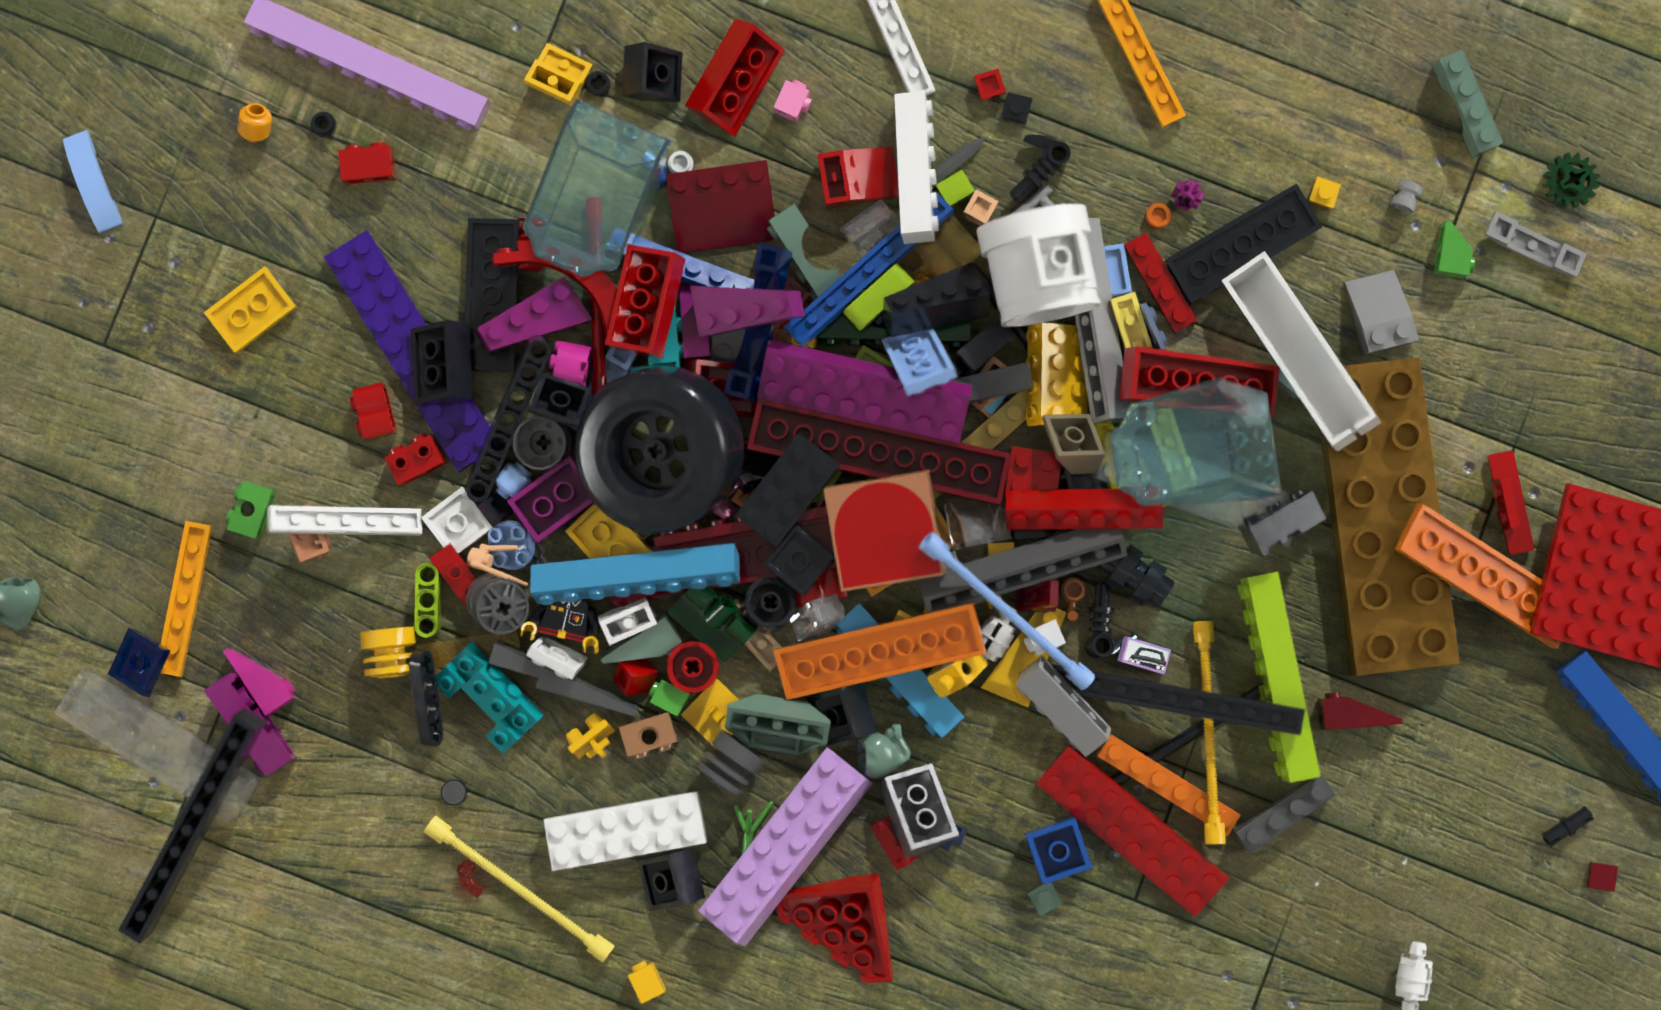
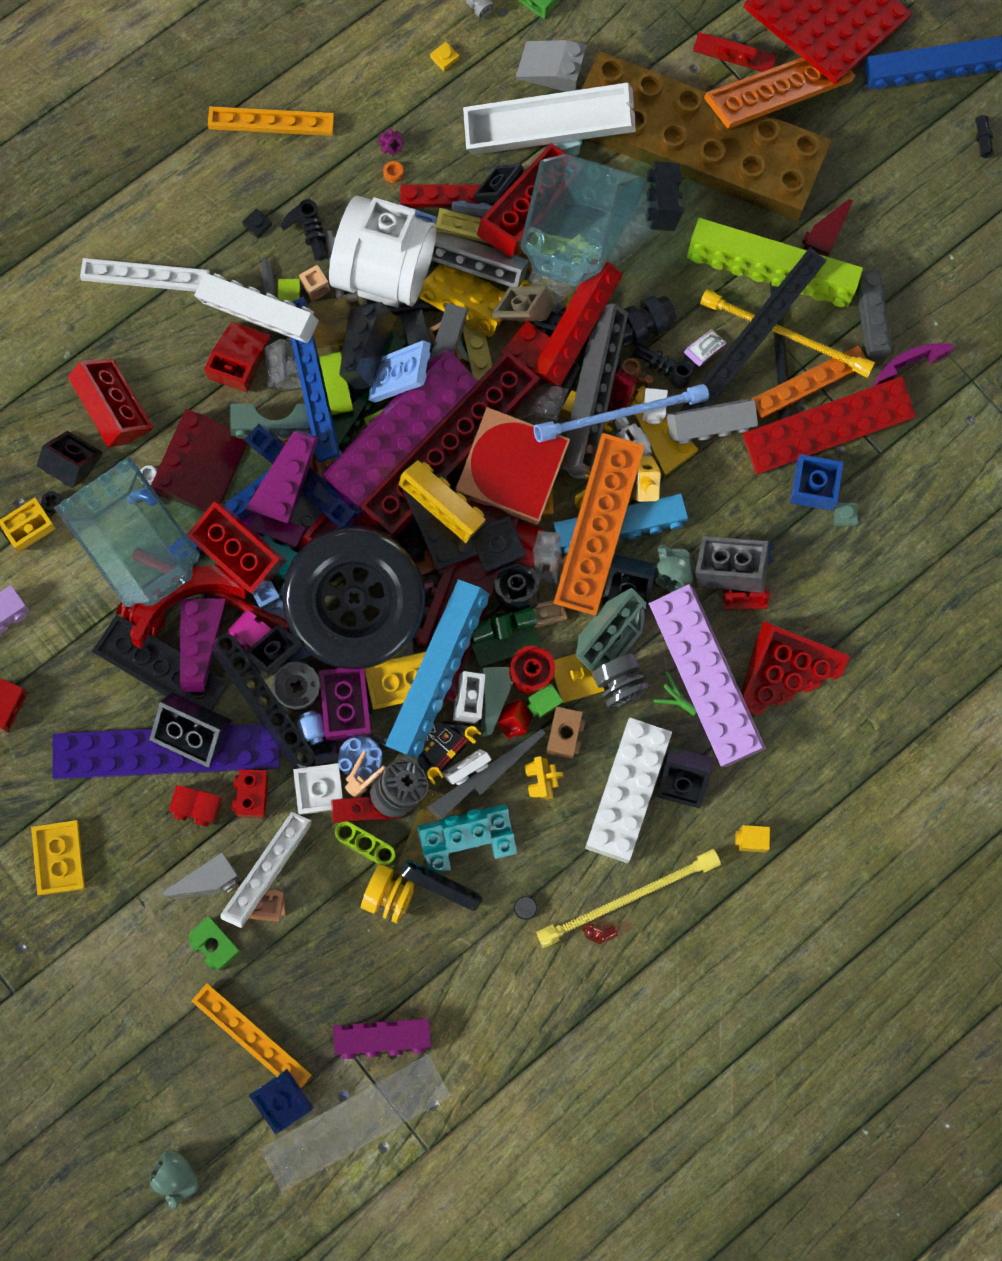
camera: 65 degrees left, 10 degrees down
(192, 825) = (437, 1124): black brick -> none
(265, 686) = (356, 1010): dark pink slope -> none
(307, 472) = (209, 879): none -> light grey slope
(792, 100) = (153, 371): bright pink brick -> none
(802, 483) = (441, 500): none -> yellow slope
(989, 85) = (228, 231): red plate -> none
(1198, 337) = (498, 183): none -> black slope
(1265, 228) = (446, 129): black plate -> none
(1277, 898) = (933, 352): none -> magenta slope

